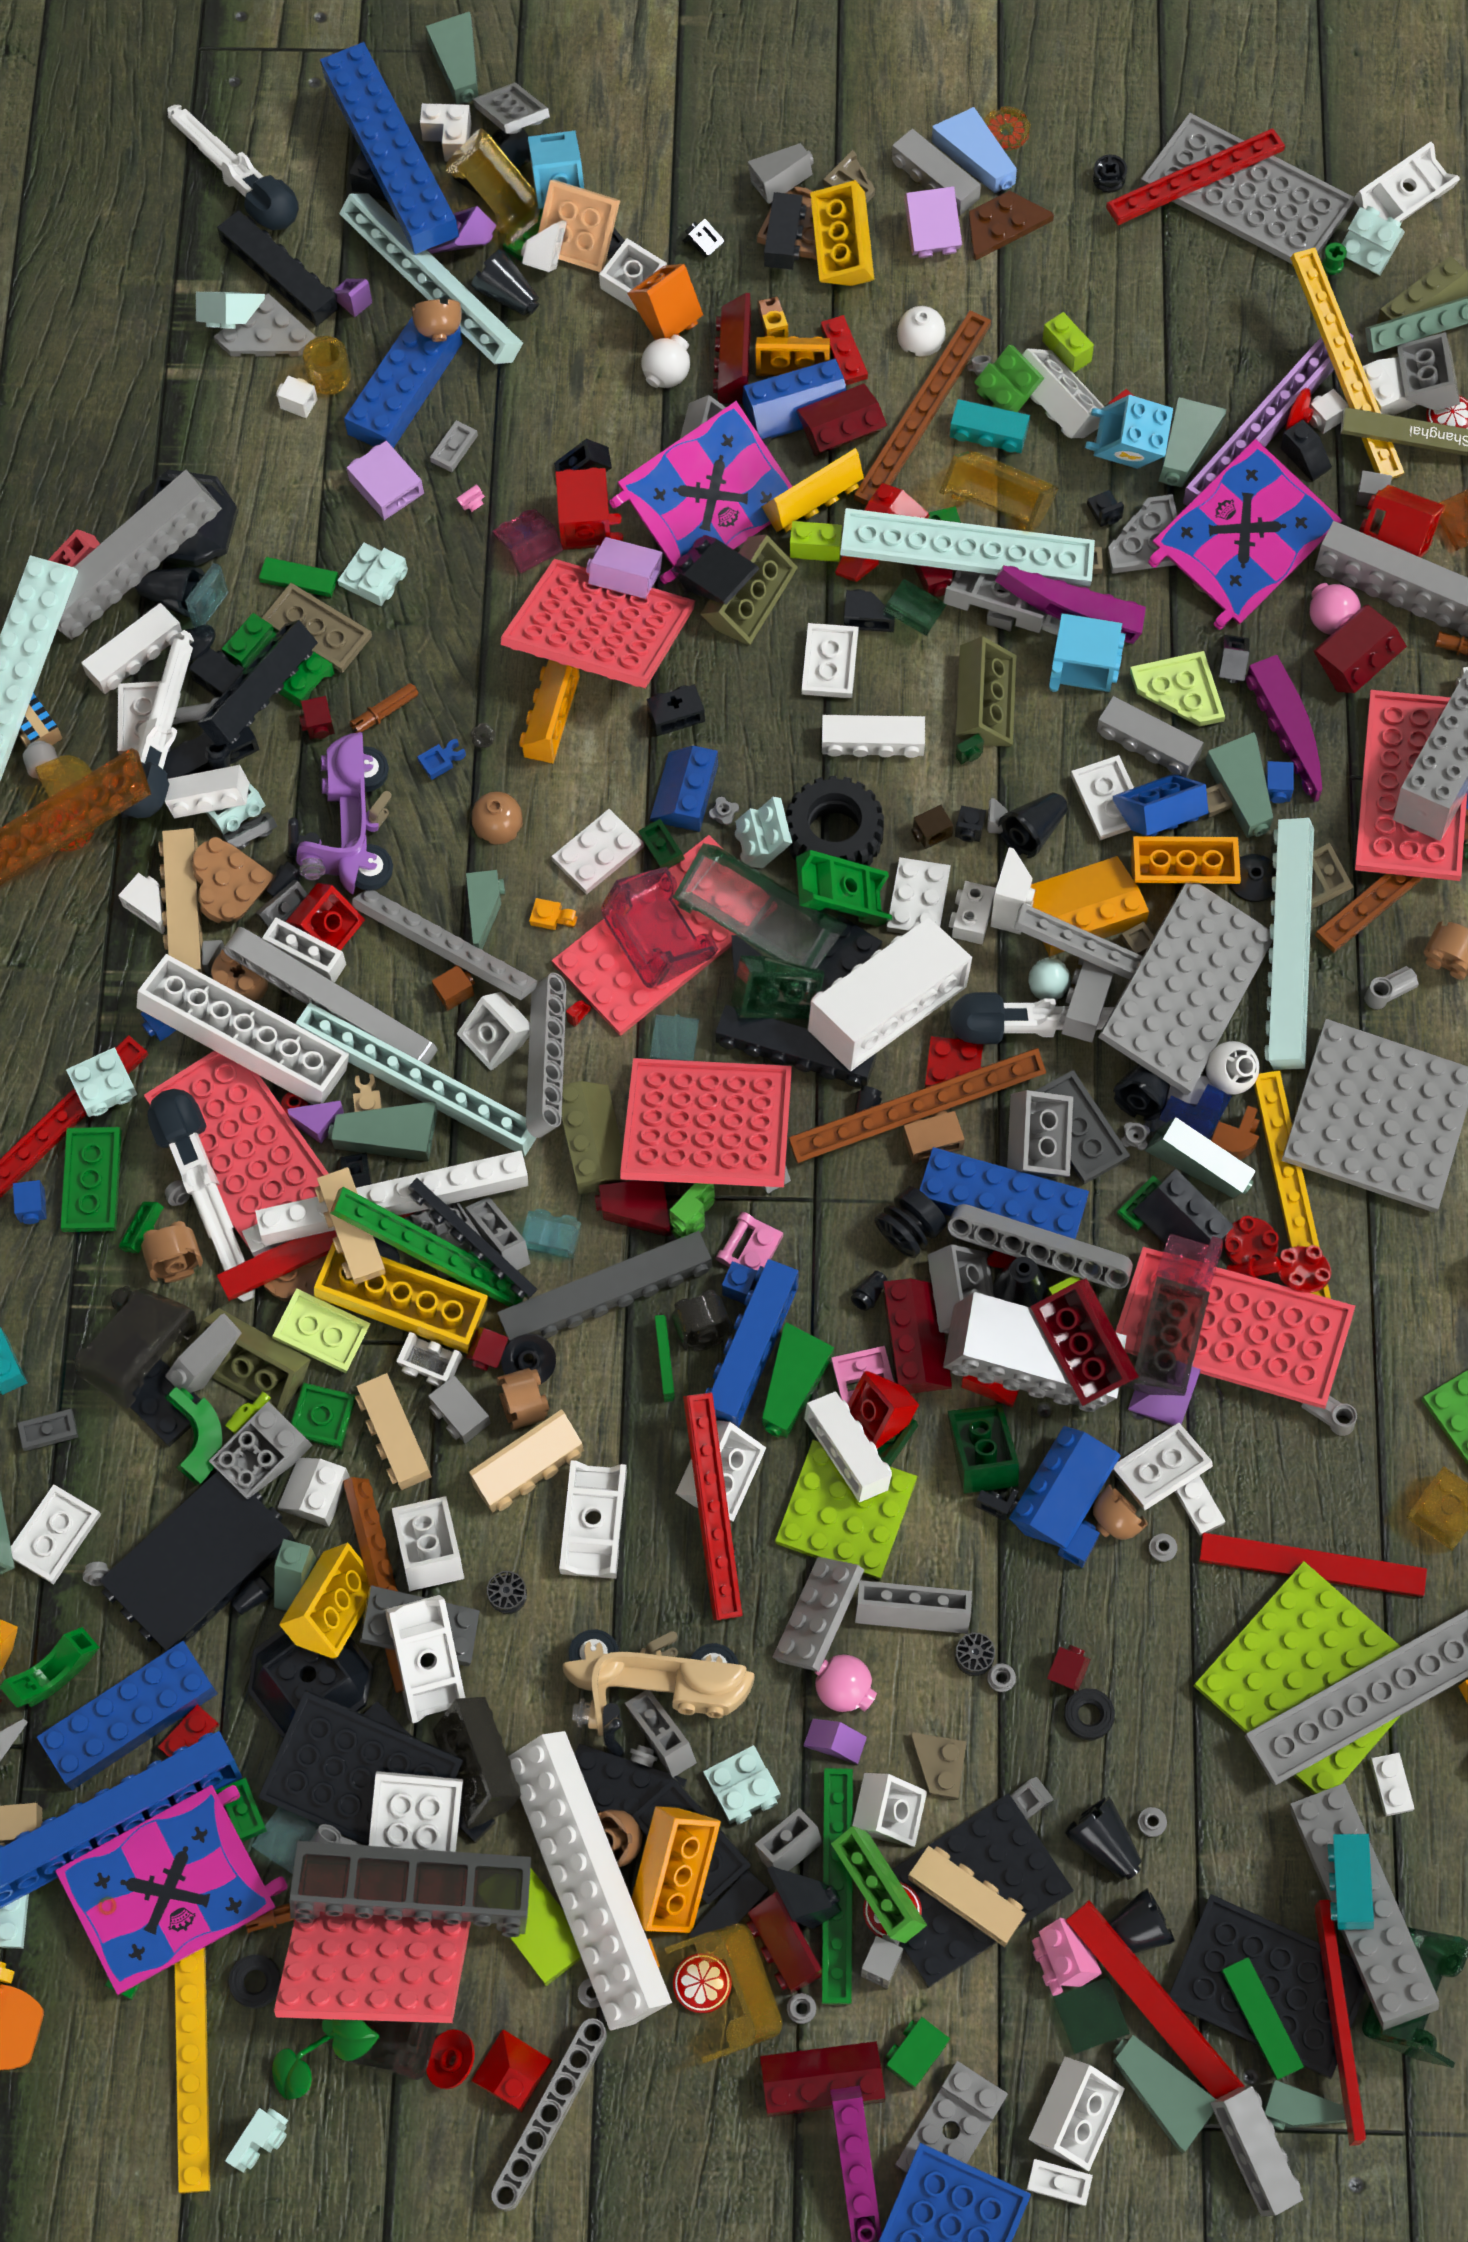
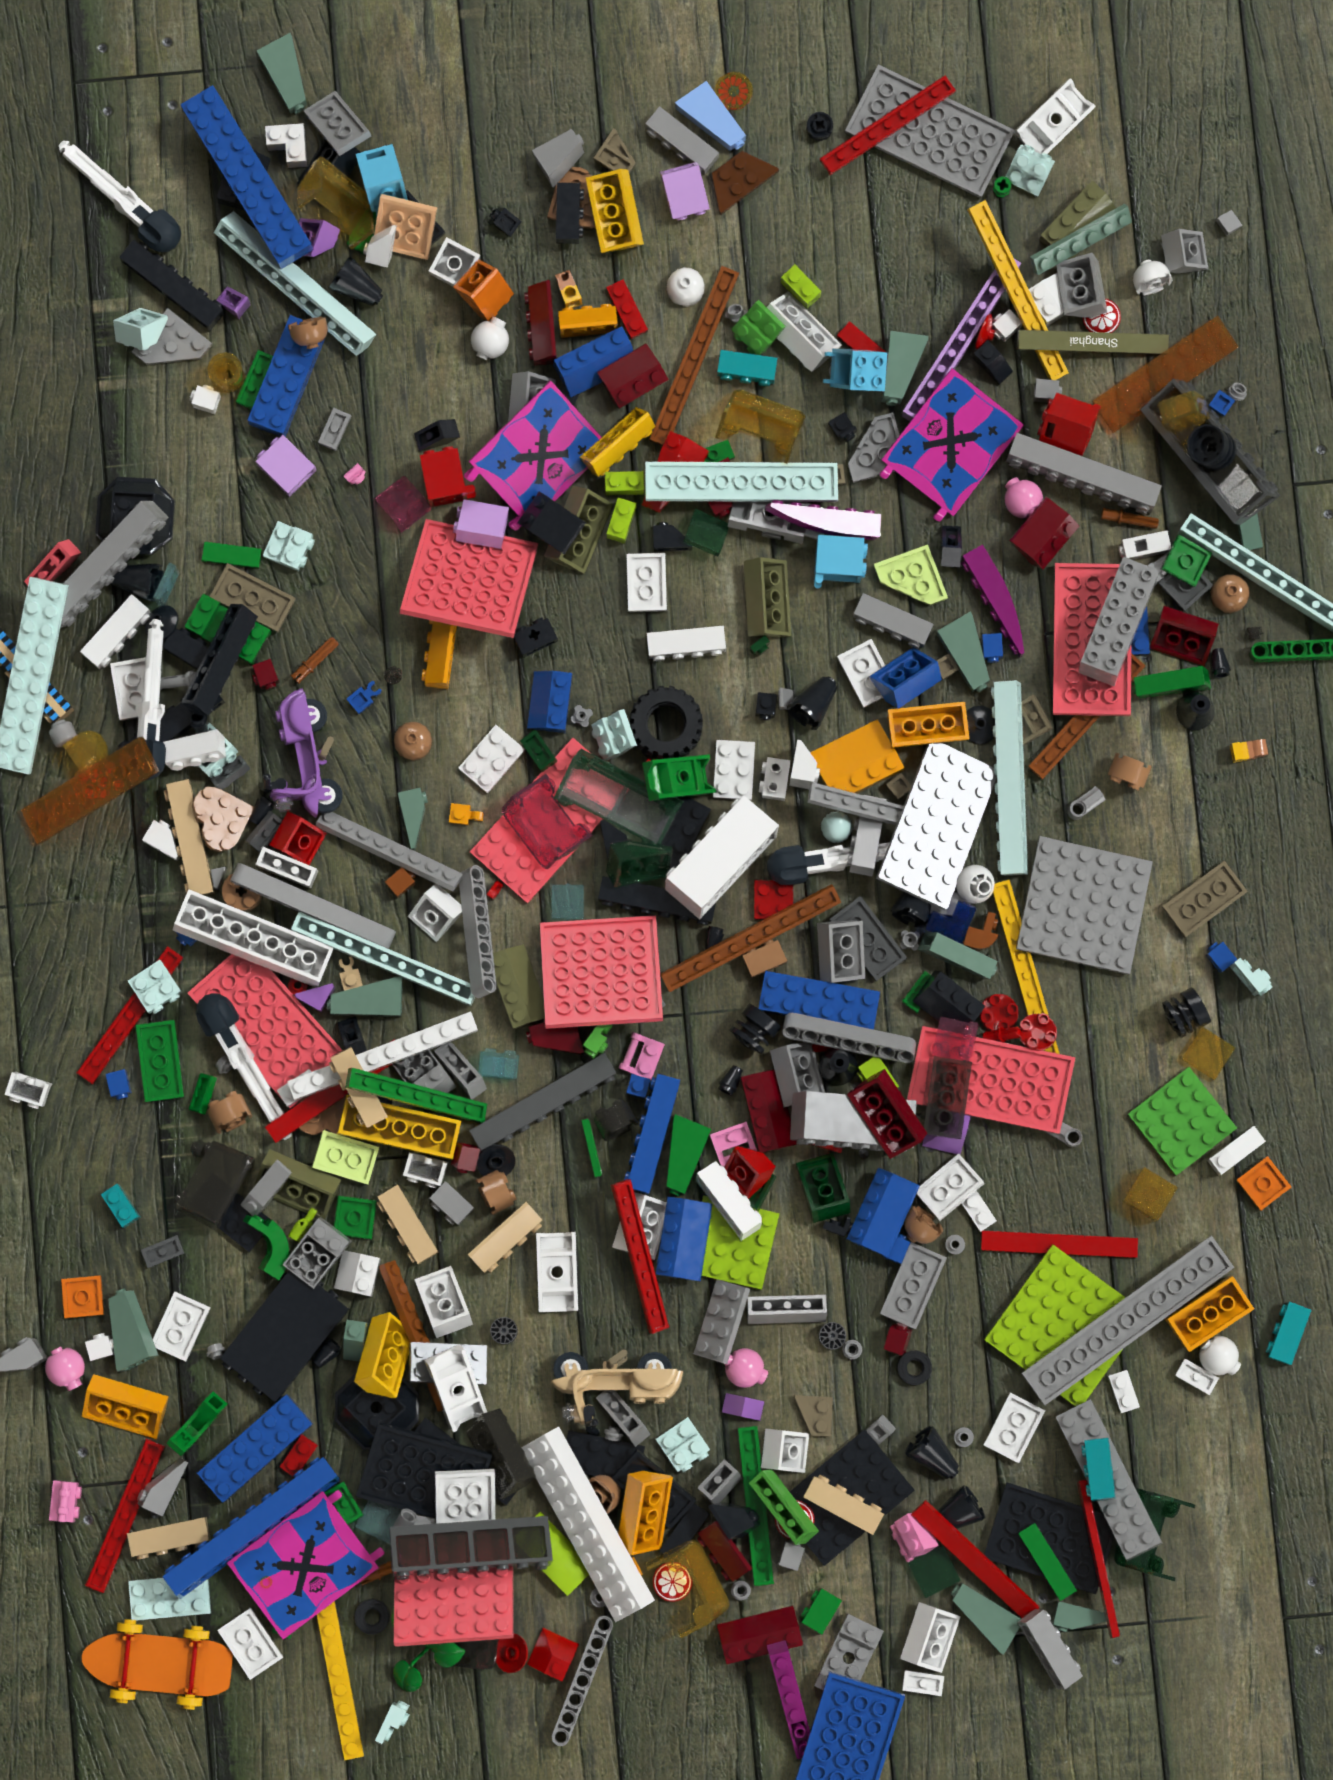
camera: 10 degrees left, 15 degrees up
(71, 1999) = (250, 1643): none -> white plate
(358, 381) = (254, 379): none -> green tile
(463, 1232) = (451, 1089): black plate -> none
(777, 1492) = (684, 1239): none -> blue slope
(806, 583) = (621, 520): none -> lime brick
(932, 827) = (738, 713): dark brown brick -> none
(1098, 1597) = (913, 1285): none -> light grey plate
(1227, 1817) = (1014, 1427): none -> white plate

